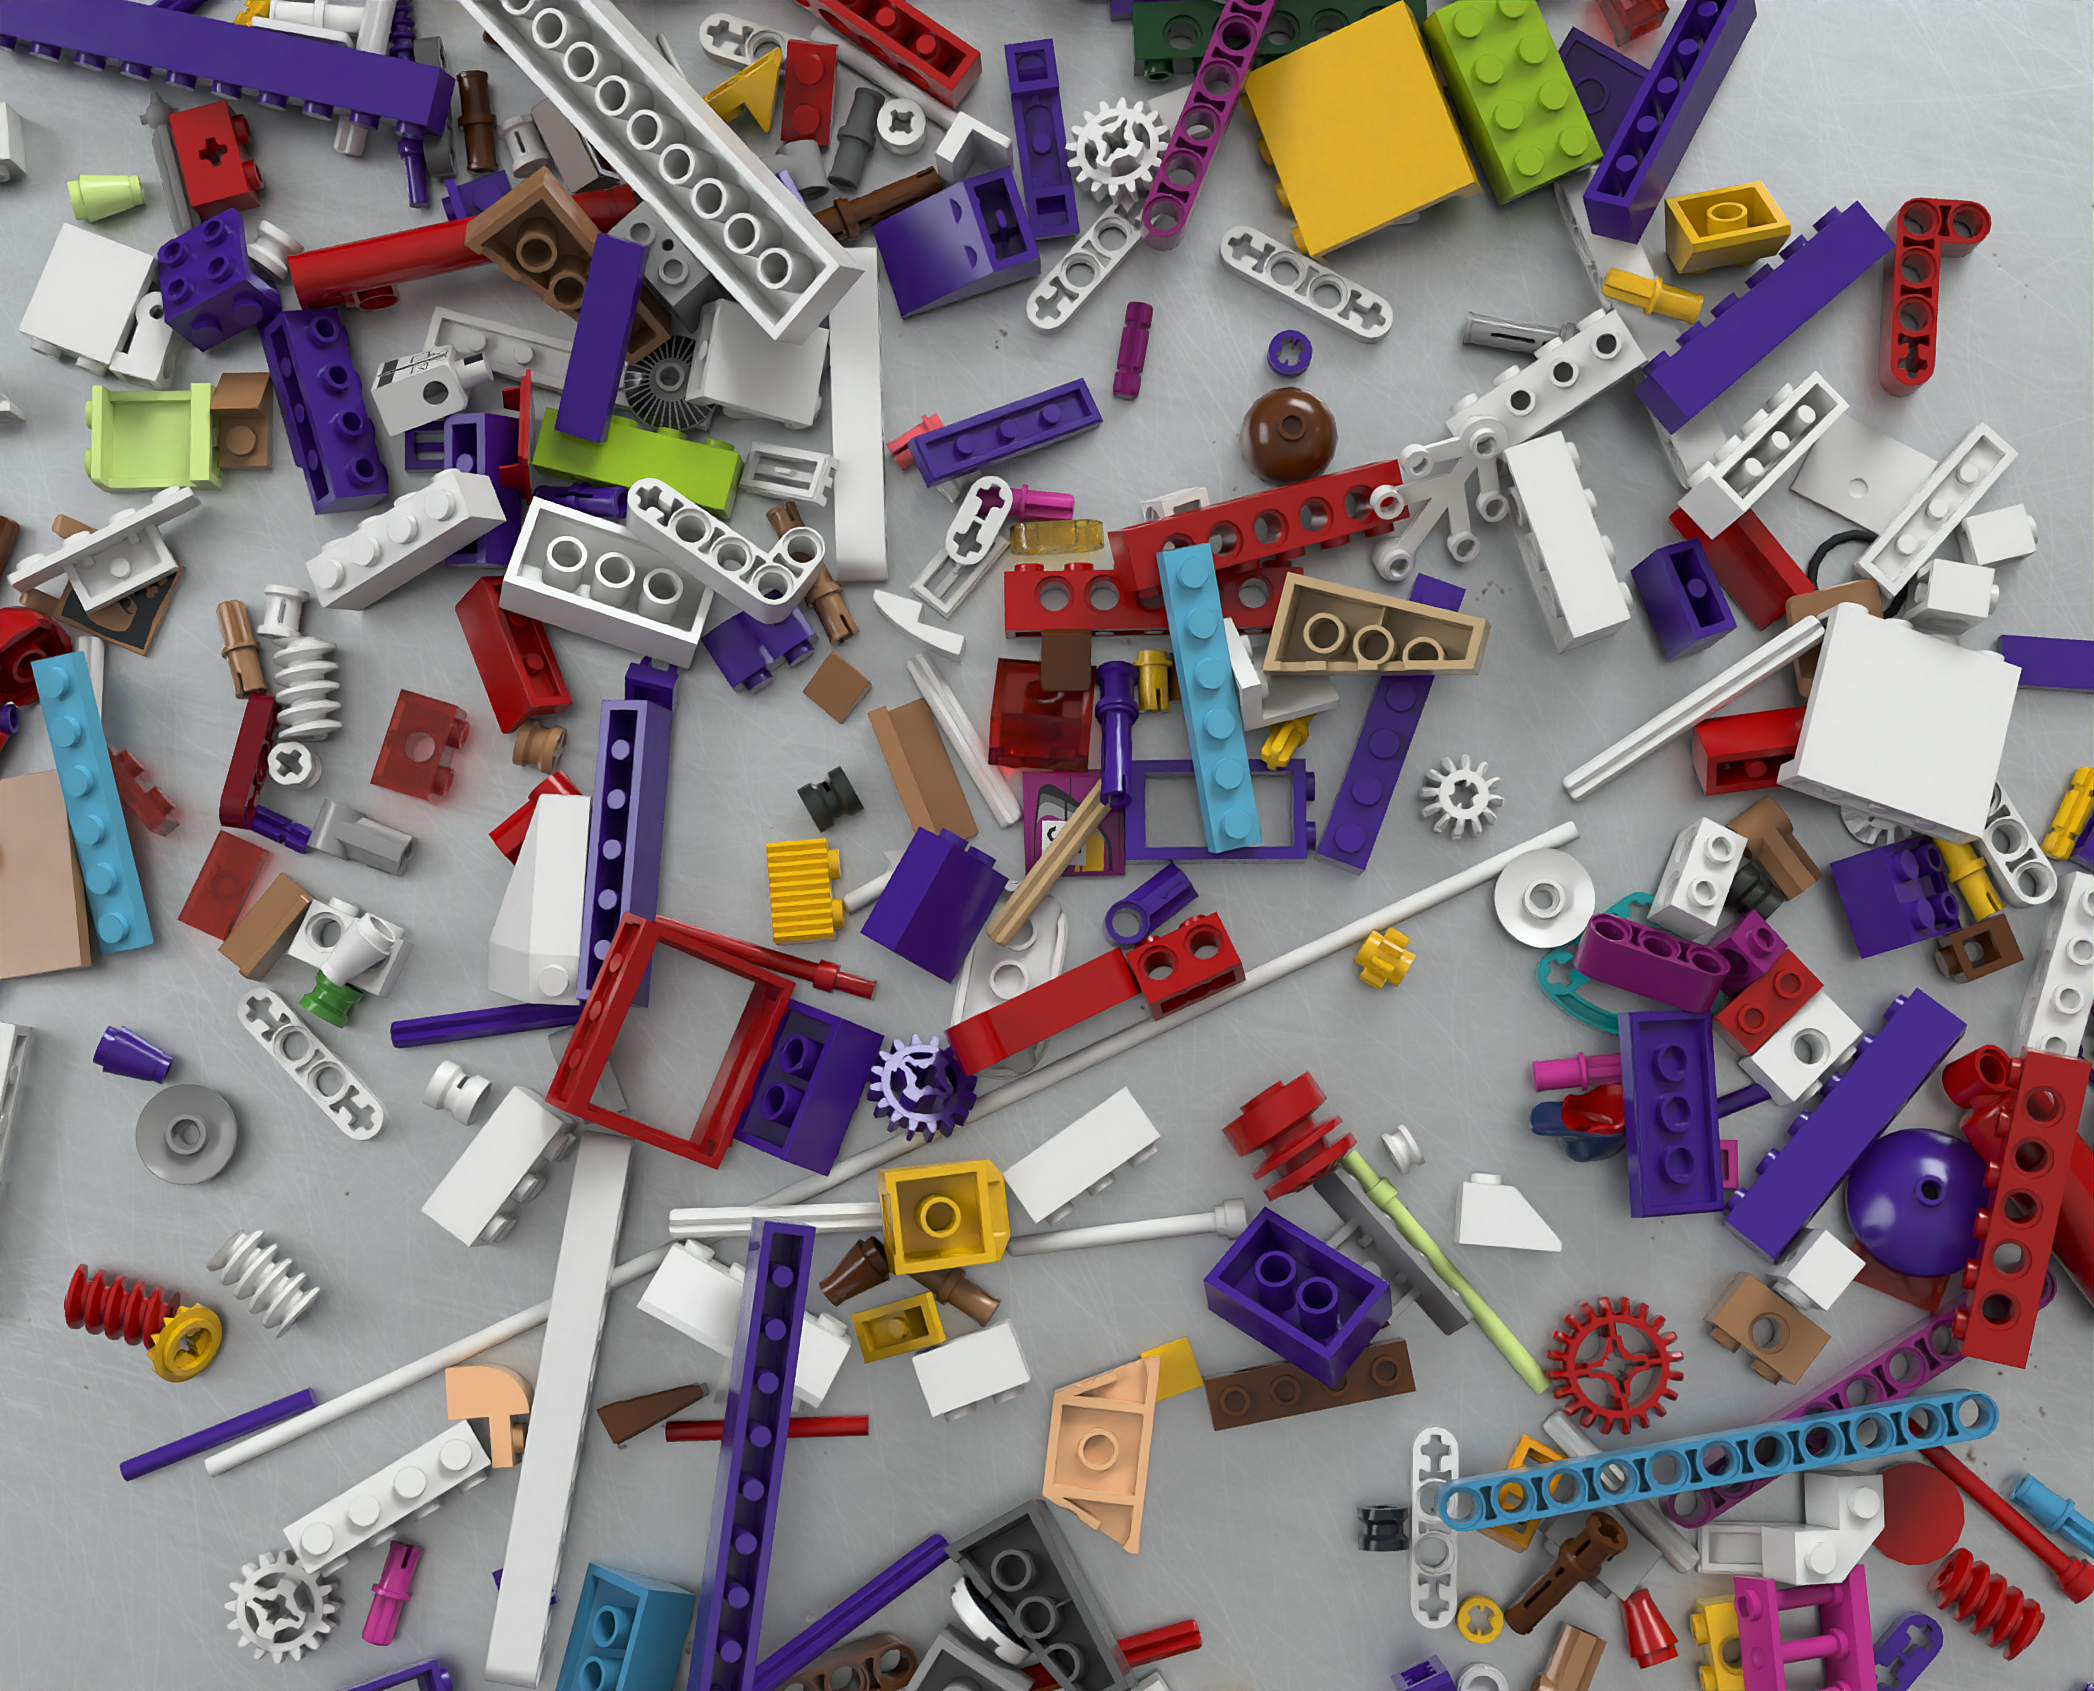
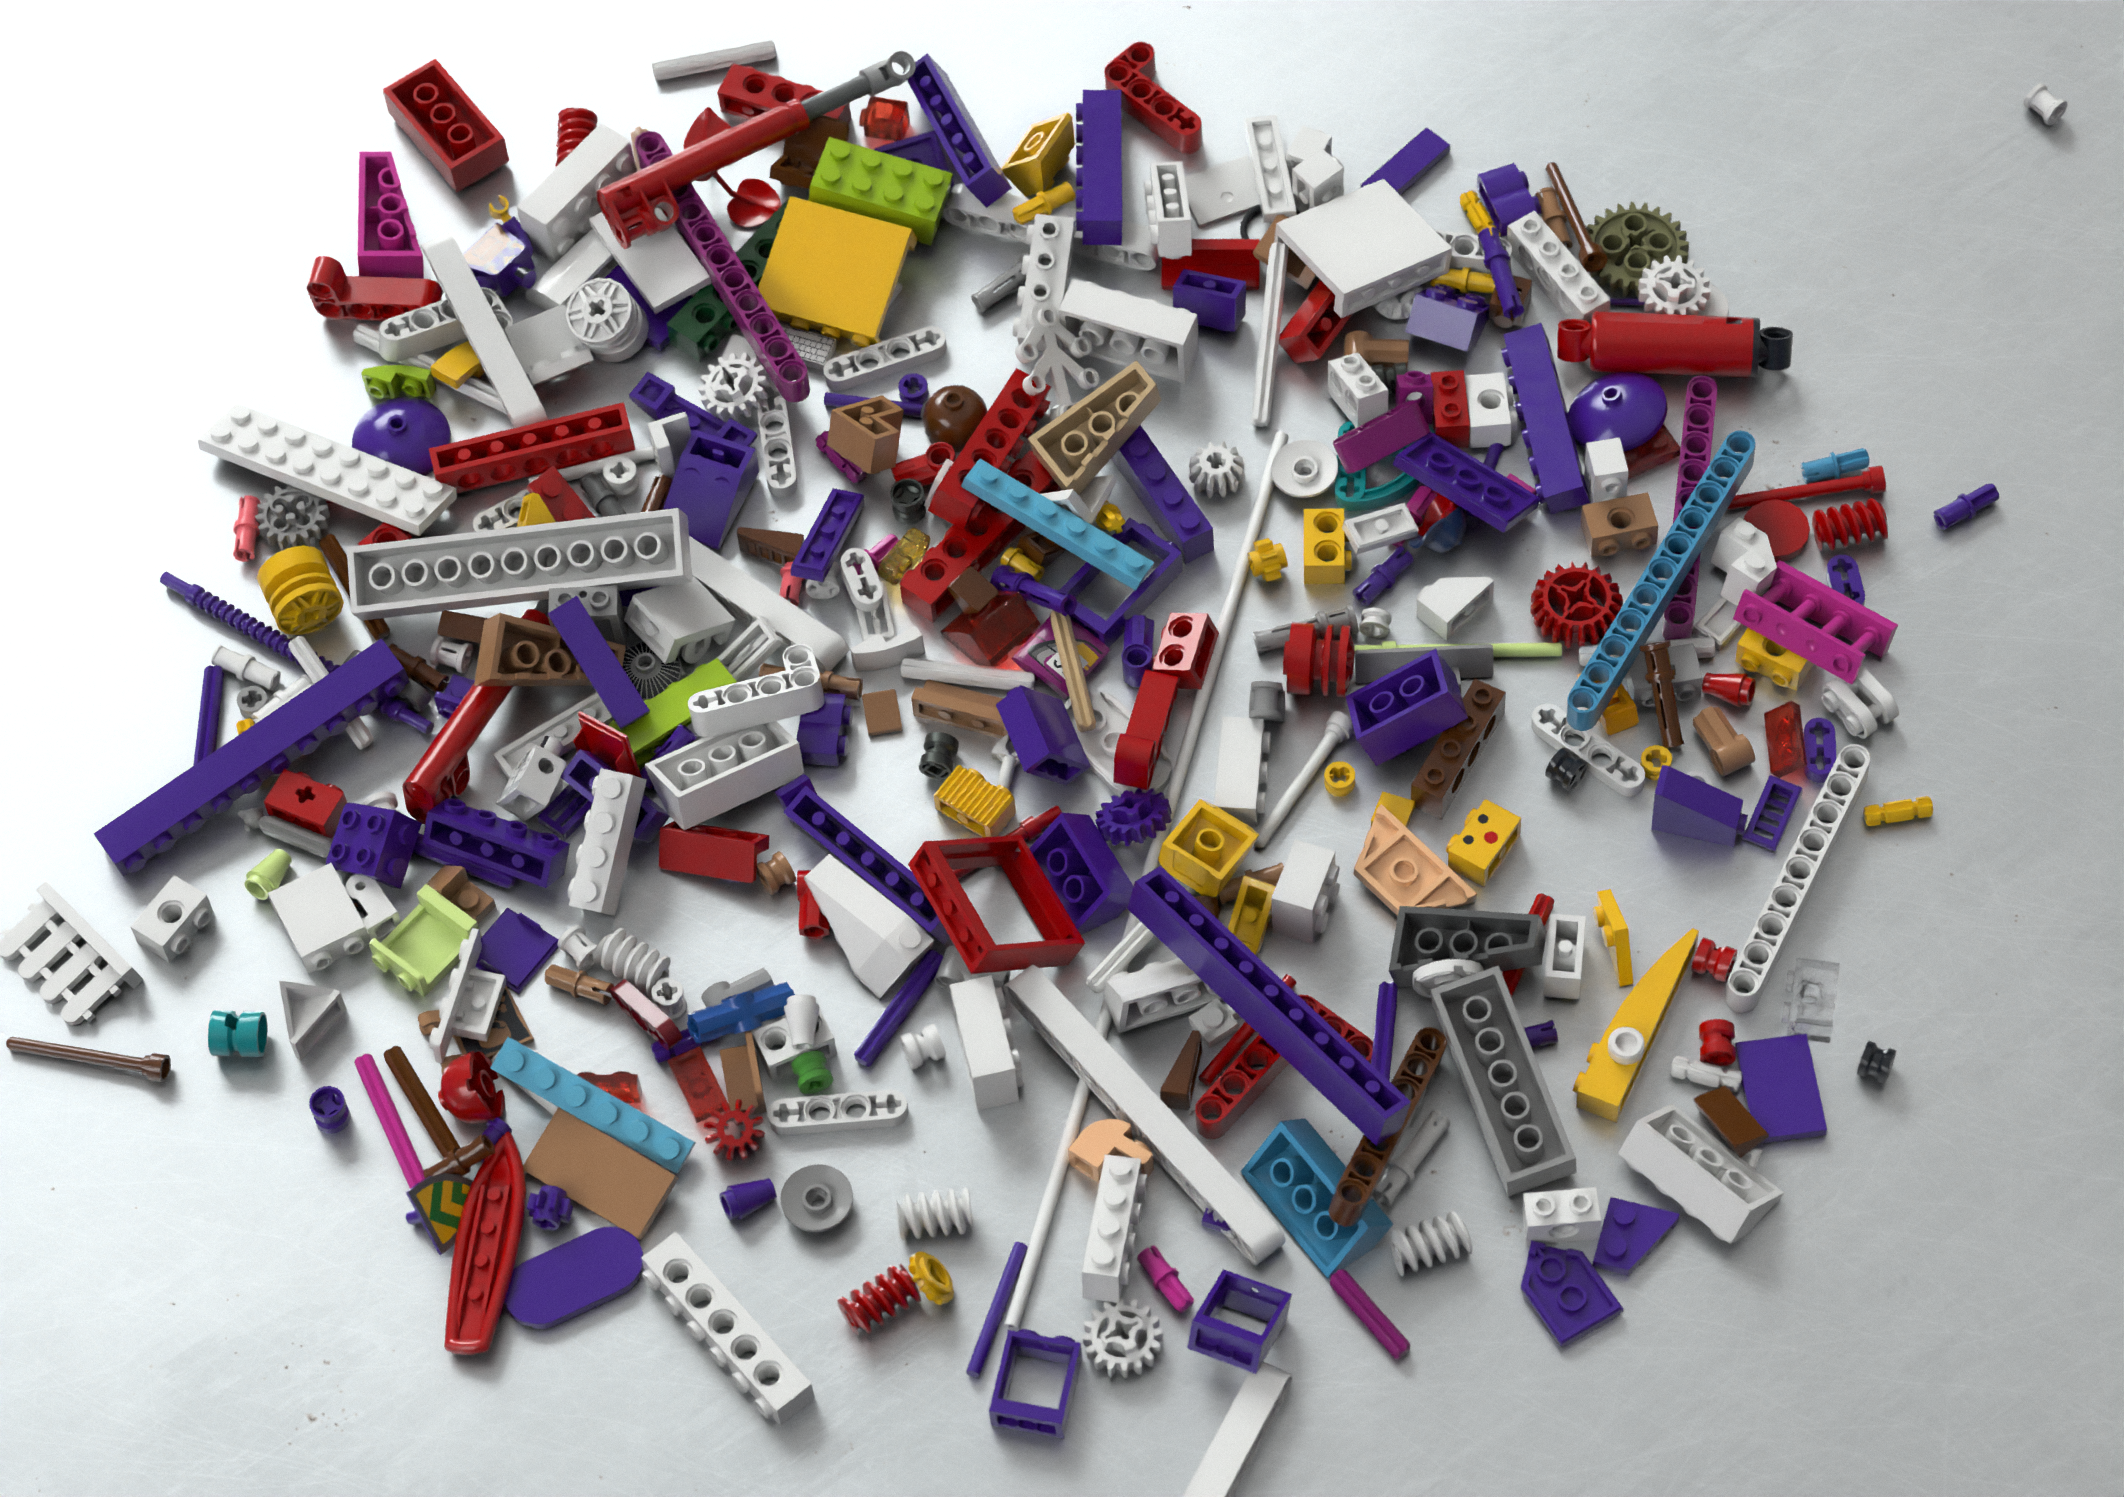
camera: 50 degrees left, 25 degrees down
(110, 1580) = (1031, 1417): none -> dark purple window
(191, 977) = (739, 1119): none -> red gear
(233, 539) = (515, 949): none -> dark purple piece
(323, 870) = (739, 1012): none -> blue piece
(412, 720) = (723, 949): clear red brick -> none
(799, 1496) = (1255, 1082): none -> red beam
(953, 389) = (770, 545): none -> reddish brown slope
(1134, 471) = (908, 501): none -> pearl dark grey wheel
(1166, 361) = (867, 433): none -> medium nougat brick
(1178, 1262) = (1339, 769): none -> yellow bush
(1184, 1121) = (1267, 701): none -> light grey piece
(1185, 459) = (925, 466): none -> red piece
(1210, 1508) = (1483, 842): none -> yellow brick
(1234, 325) = (841, 400): none -> dark purple bar
(1244, 176) = (812, 348): none -> white tile
(1350, 1091) = (1276, 637): none -> light grey pin
(1451, 998) = (1323, 546): none -> yellow brick
(1475, 1104) = (1383, 576): none -> dark purple pin
(1526, 1061) = (1380, 528): none -> white plate
(2009, 1337) = (1604, 285): red brick -> none
(2010, 904) = (1498, 263): none -> dark purple pin

